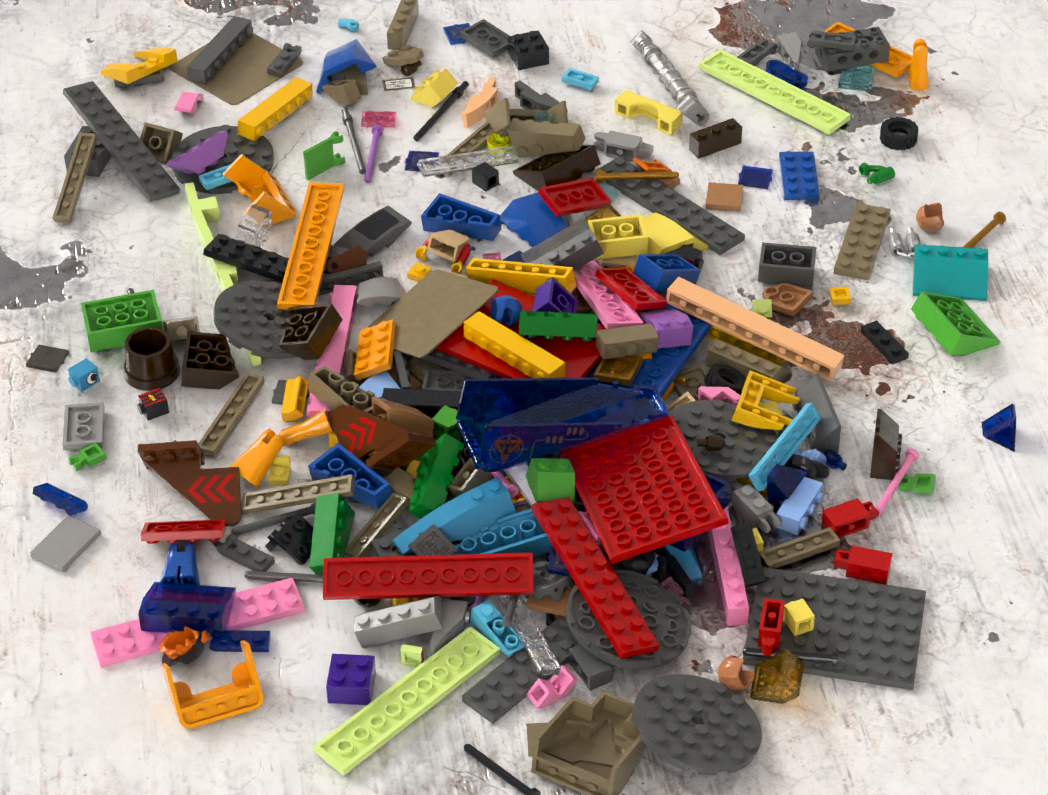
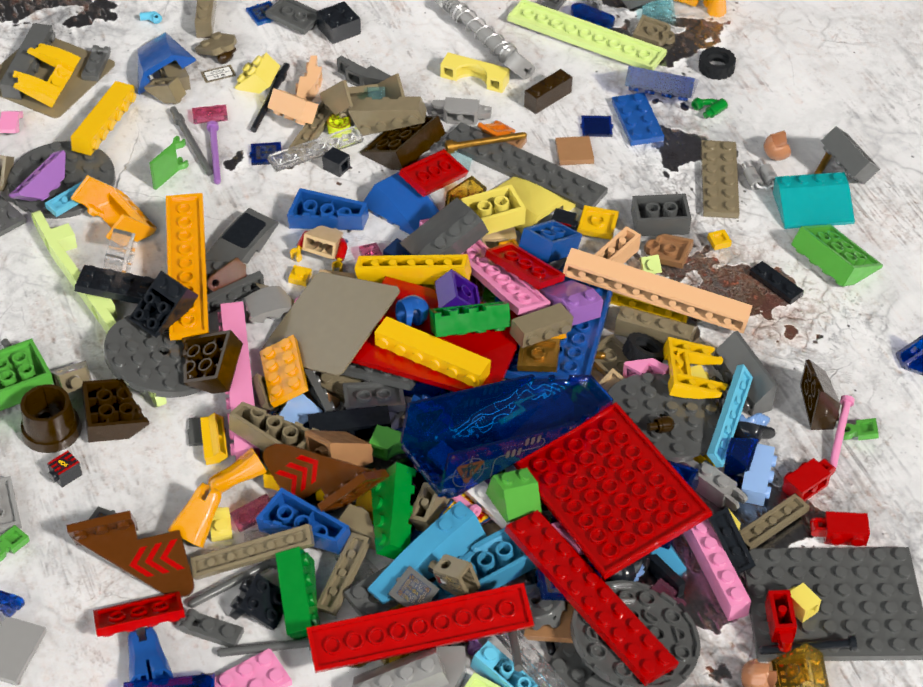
camera: 15 degrees left, 5 degrees up
(230, 414) = (150, 467): dark tan plate -> none
(231, 80) = (50, 90): none -> yellow wedge
(277, 274) = (162, 304): none -> black slope
(300, 467) = (246, 515): none -> clear pink plate
(457, 121) = (292, 107): none -> light nougat brick
(473, 537) = (455, 575): none -> dark tan torso
(580, 79) = (397, 46): medium azure plate -> none
(724, 264) = (598, 222): none -> yellow plate
(737, 287) = (621, 246): none -> light nougat brick
(831, 143) = (661, 82): none -> clear blue slope
(834, 460) = (775, 417): clear blue cylinder -> none
(844, 96) = (654, 31): none -> dark tan plate
(999, 234) = (849, 155): none -> dark grey brick

